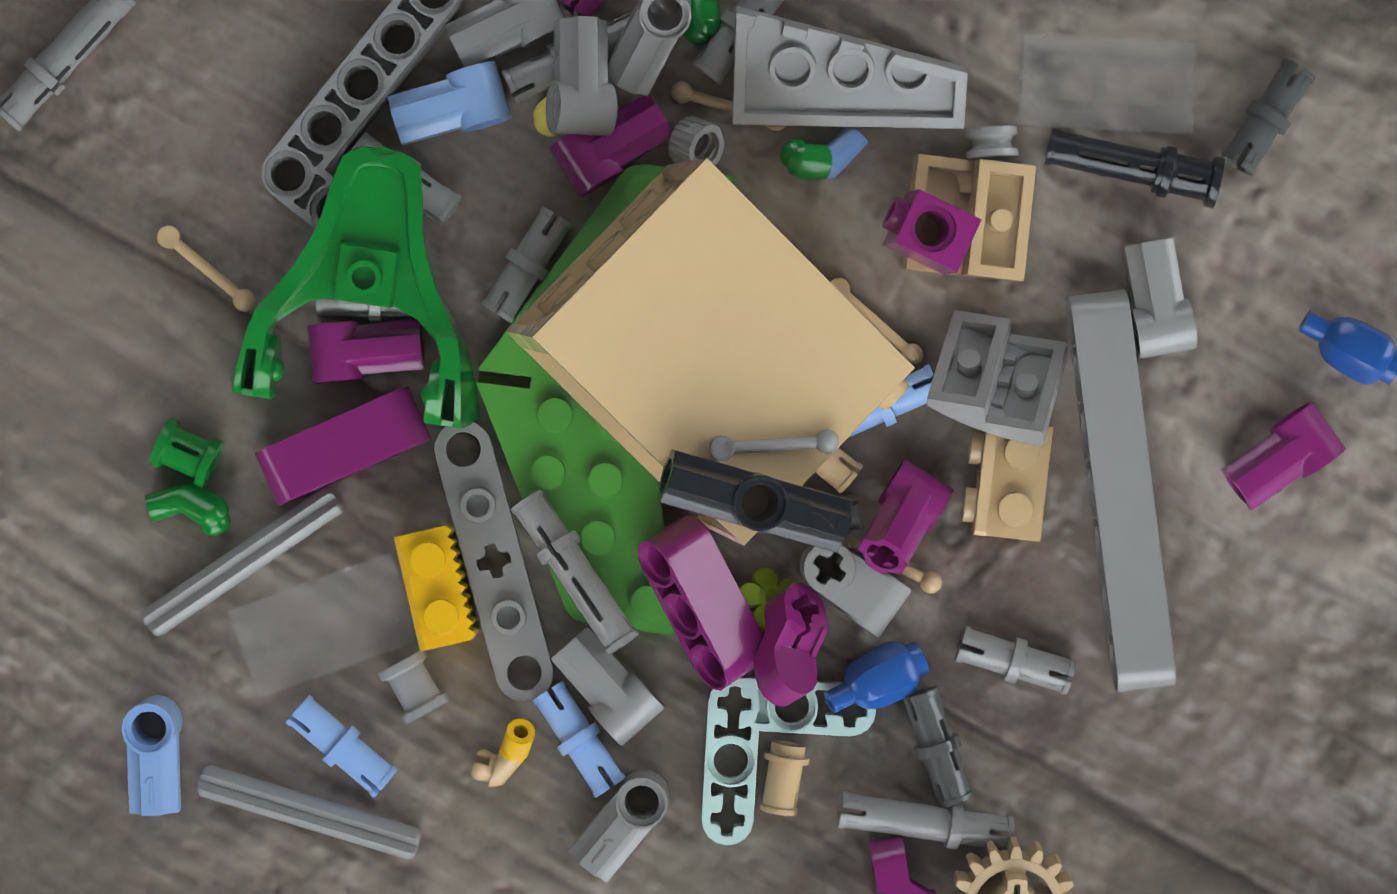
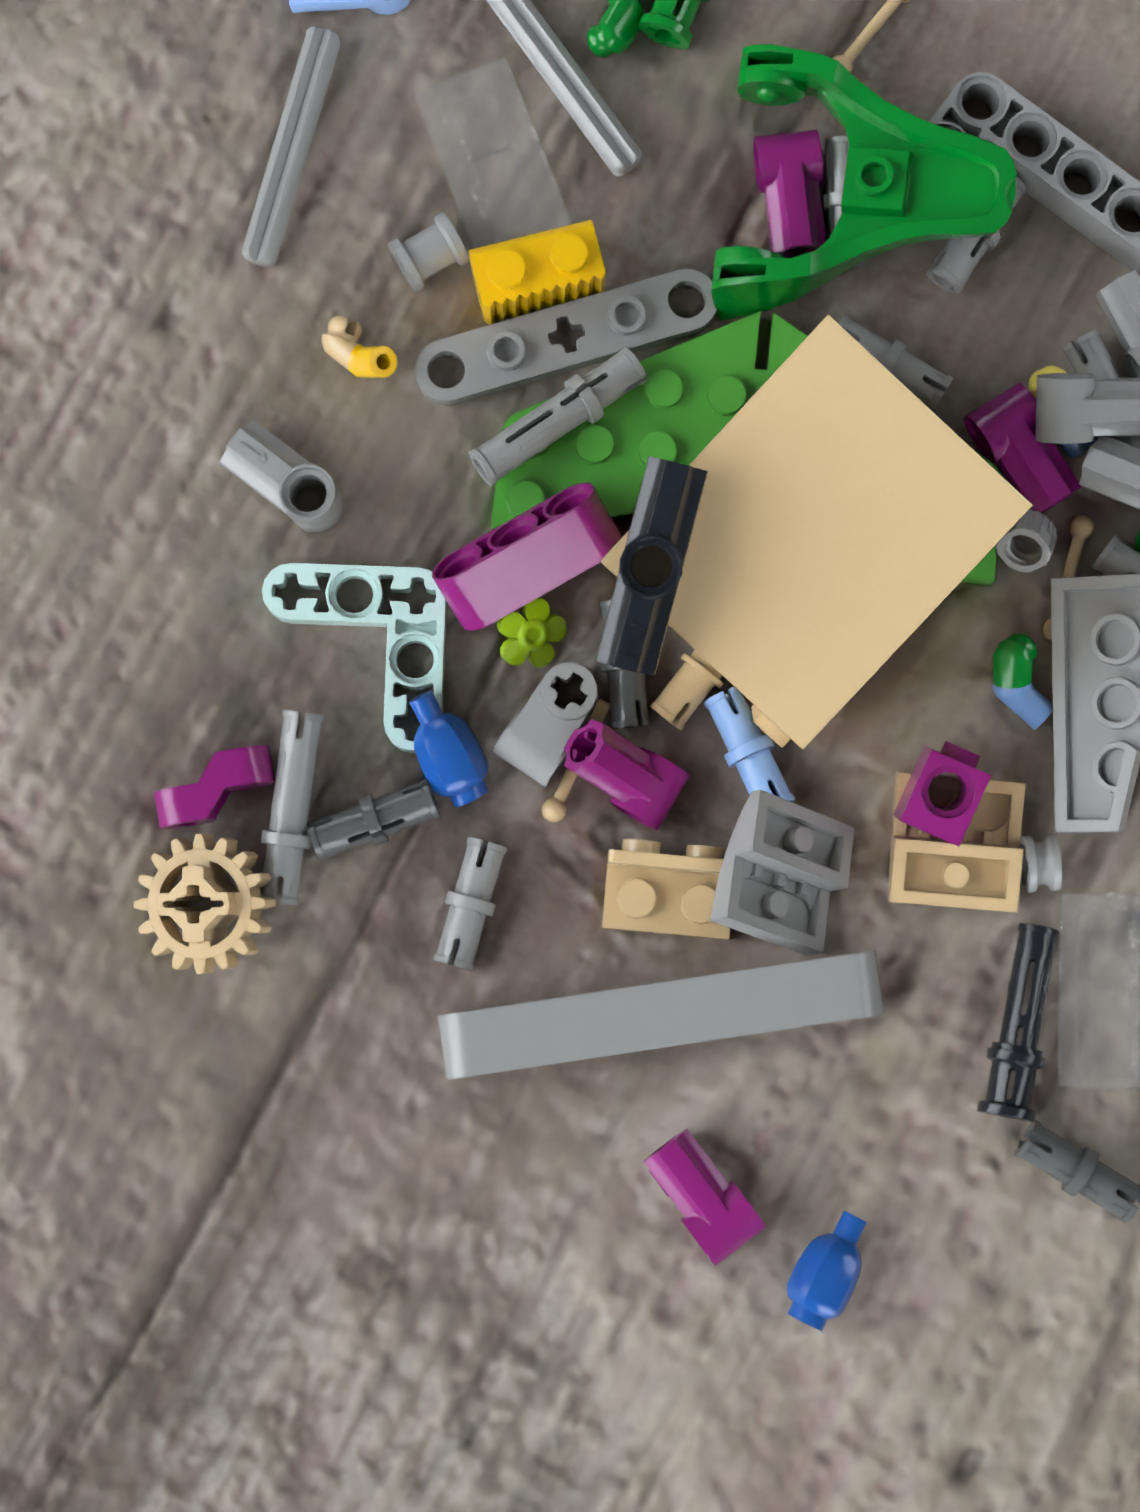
camera: 85 degrees right, 5 degrees down
(341, 746) = (363, 177): light blue pin -> none
(343, 446) = (687, 170): magenta beam -> none
(465, 101) = (1064, 293): light blue piece -> none
(579, 739) = (375, 429): light blue pin -> none
(615, 695) = (420, 470): light grey piece -> none
(723, 448) = (709, 532): light grey hinge -> none
(783, 777) = (336, 652): tan pin -> none
(792, 639) = (483, 651): magenta piece -> none
(911, 352) = (870, 704): tan hinge -> none
(1160, 313) = (859, 1054): light grey piece -> none

